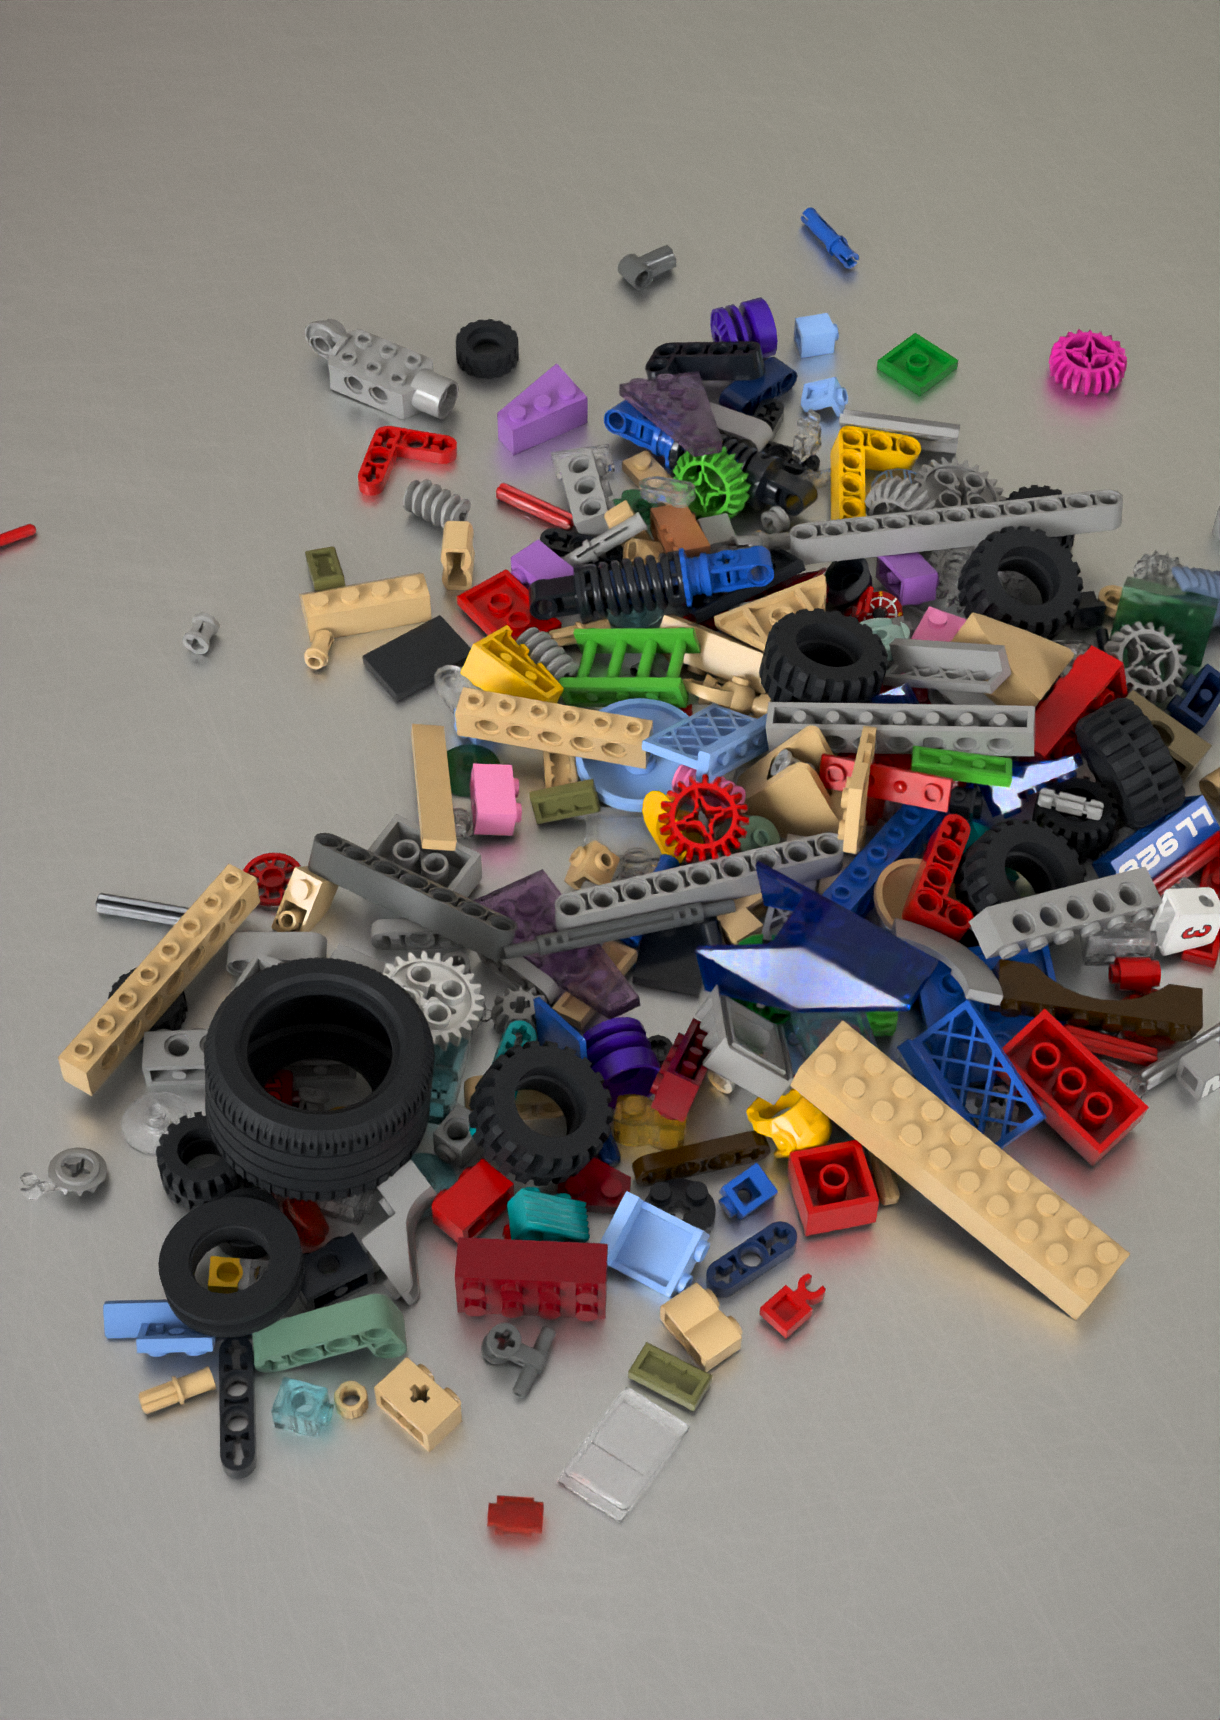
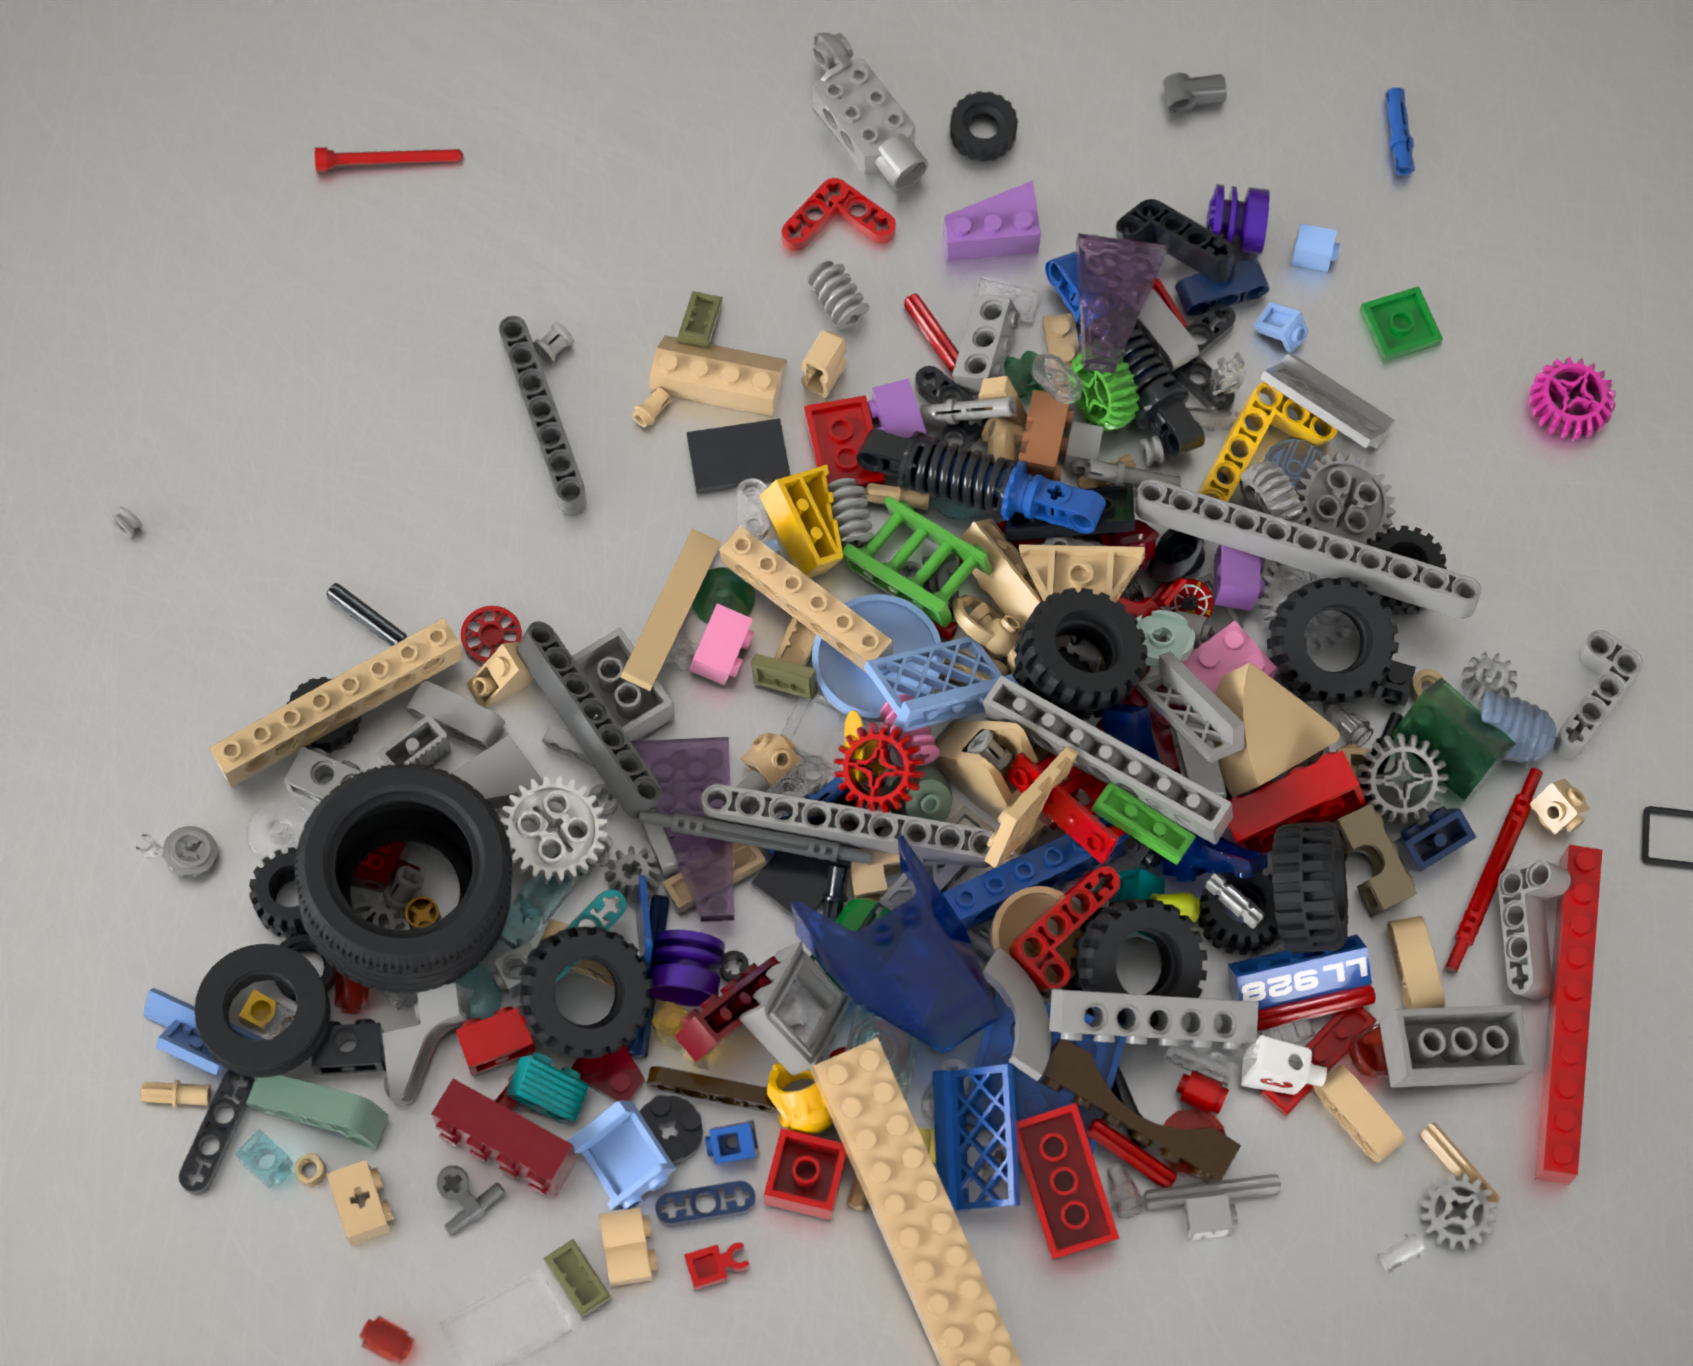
camera: 25 degrees right, 15 degrees up
(224, 691) = (542, 428): none -> dark grey beam

